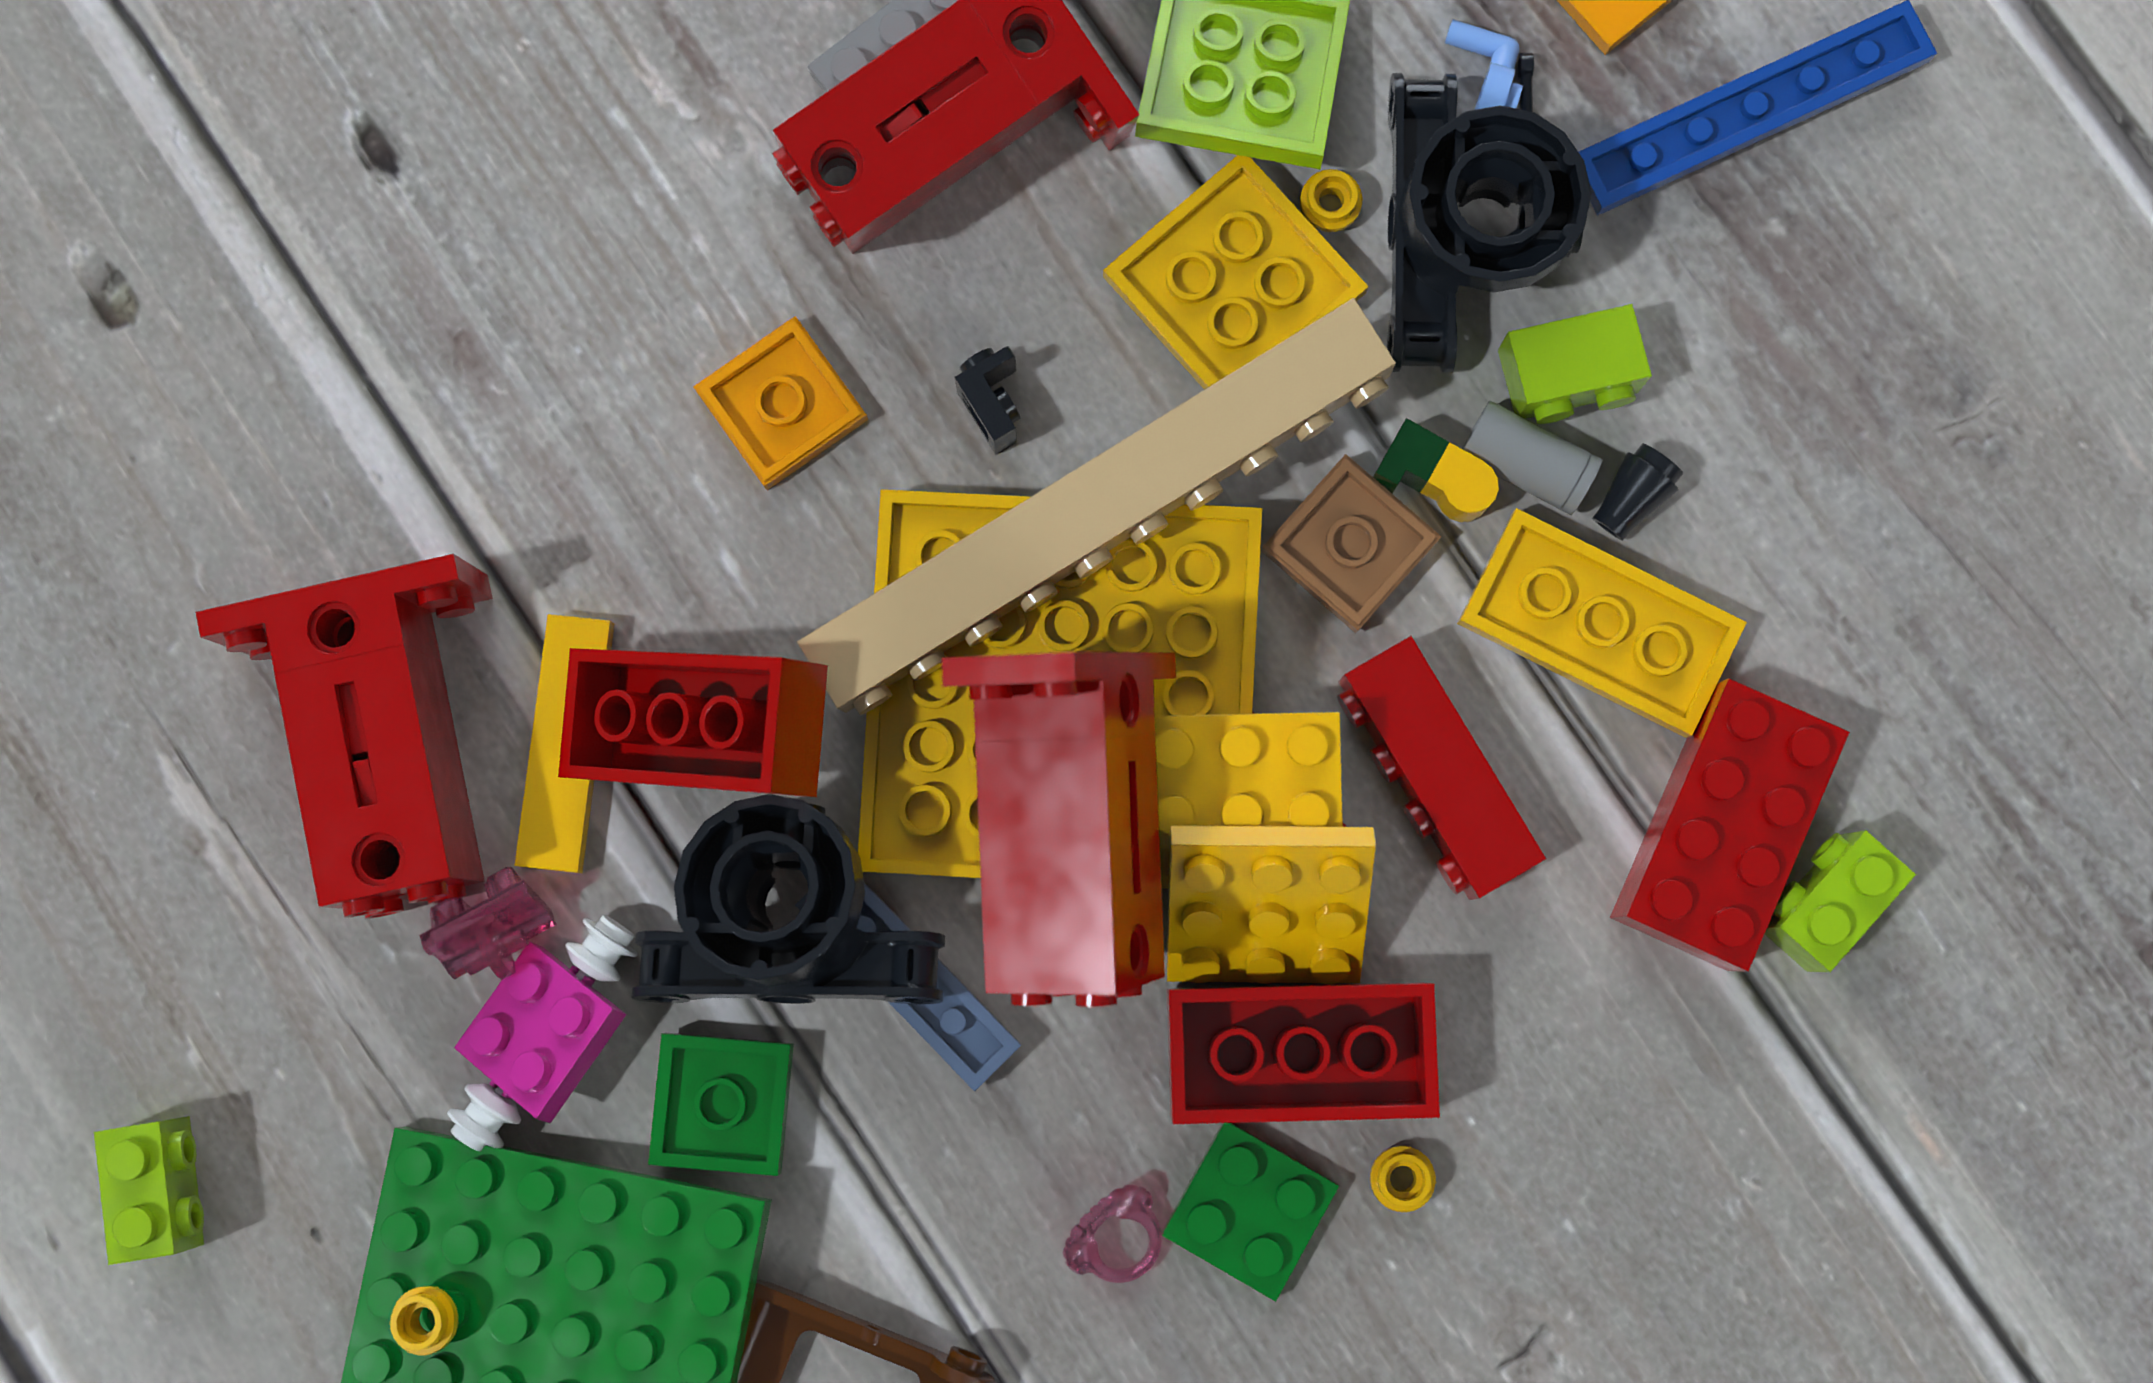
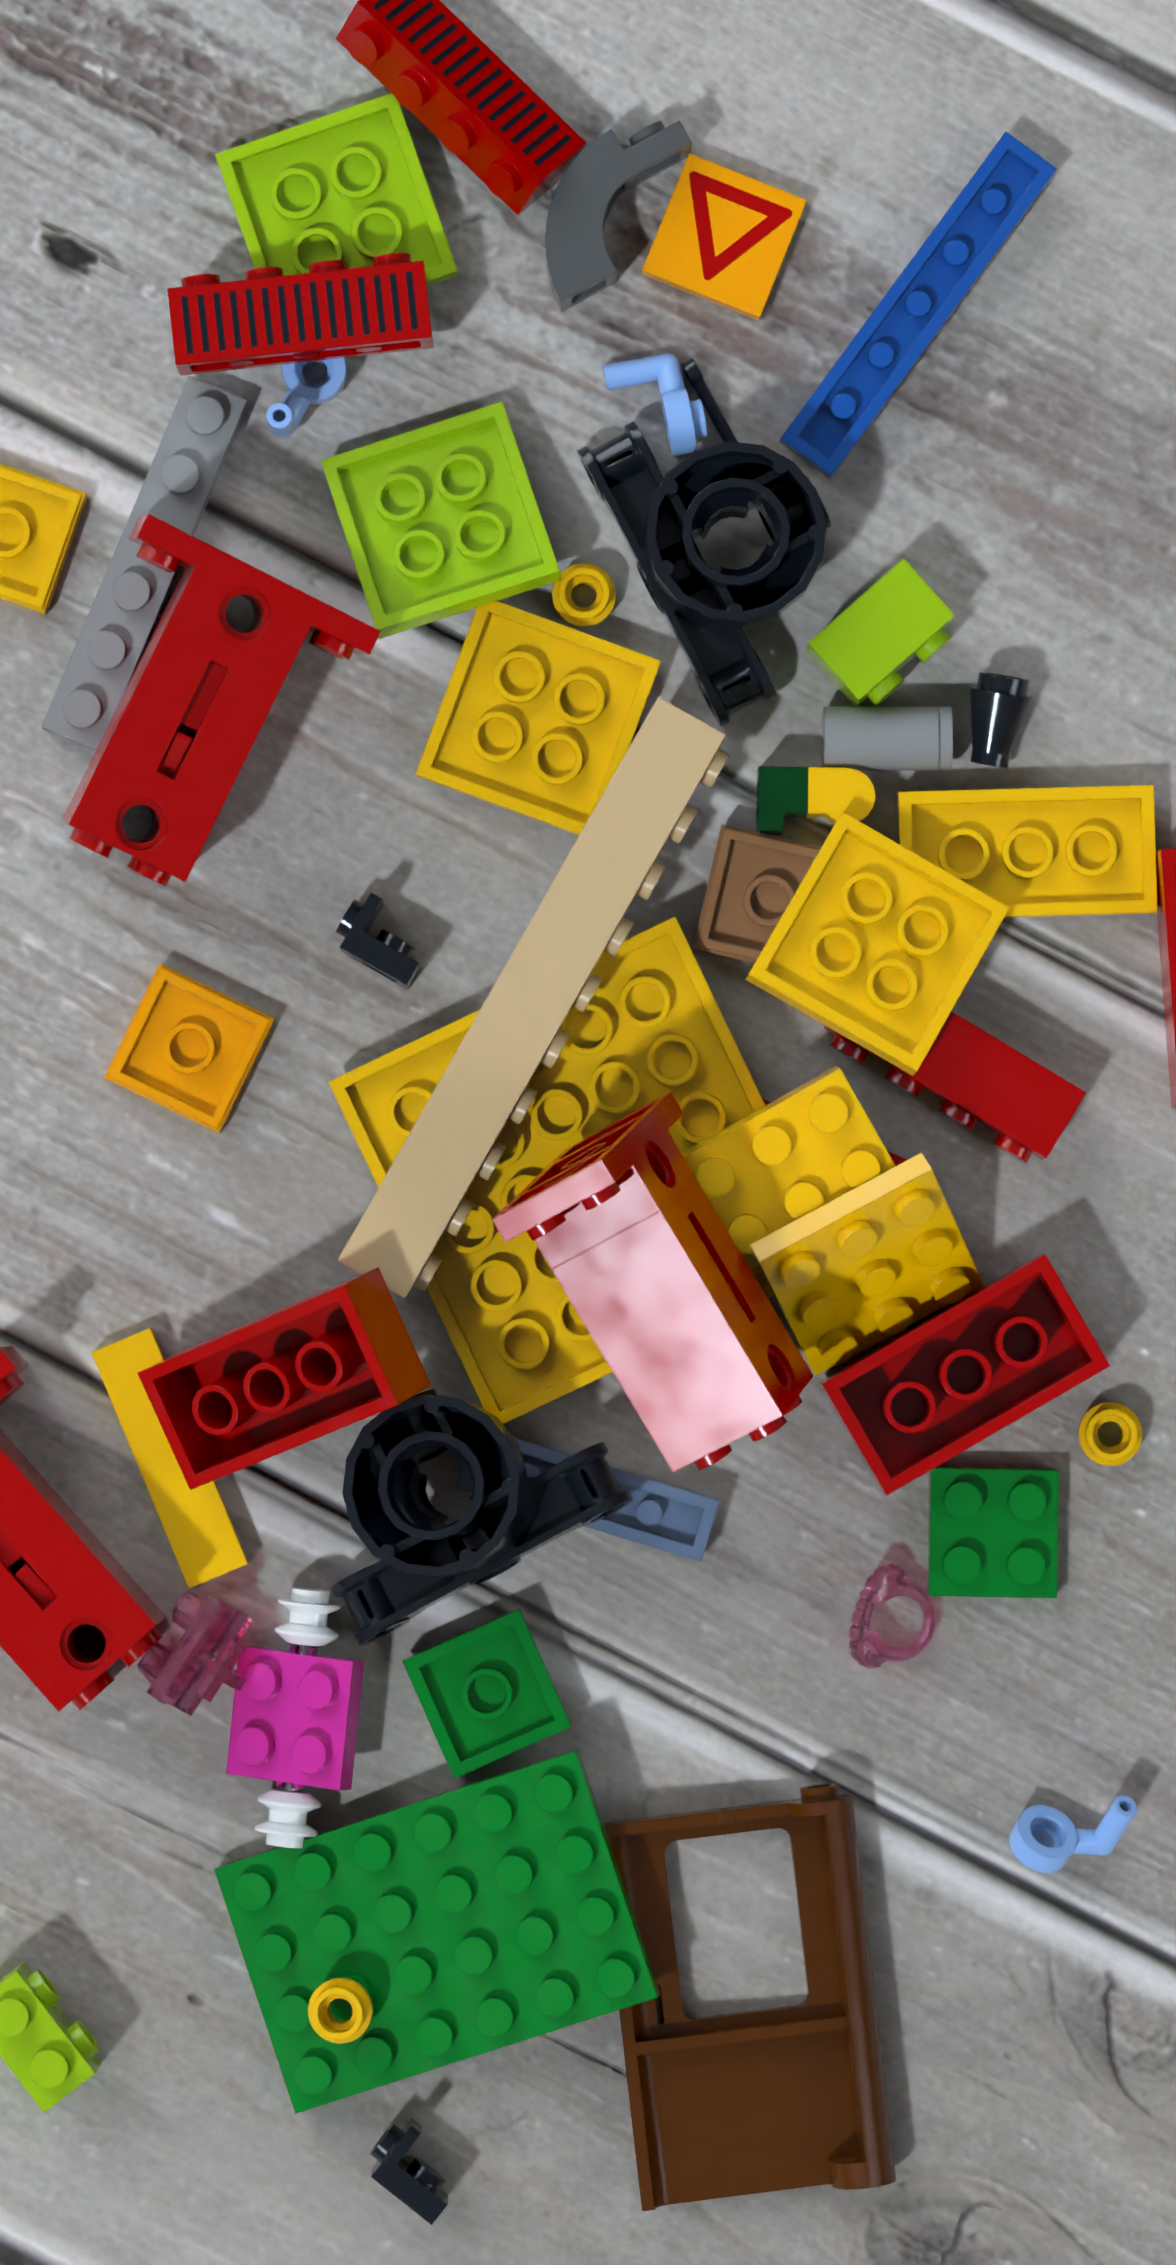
camera: 35 degrees left, 5 degrees up
(1430, 624) = (877, 943): none -> yellow plate

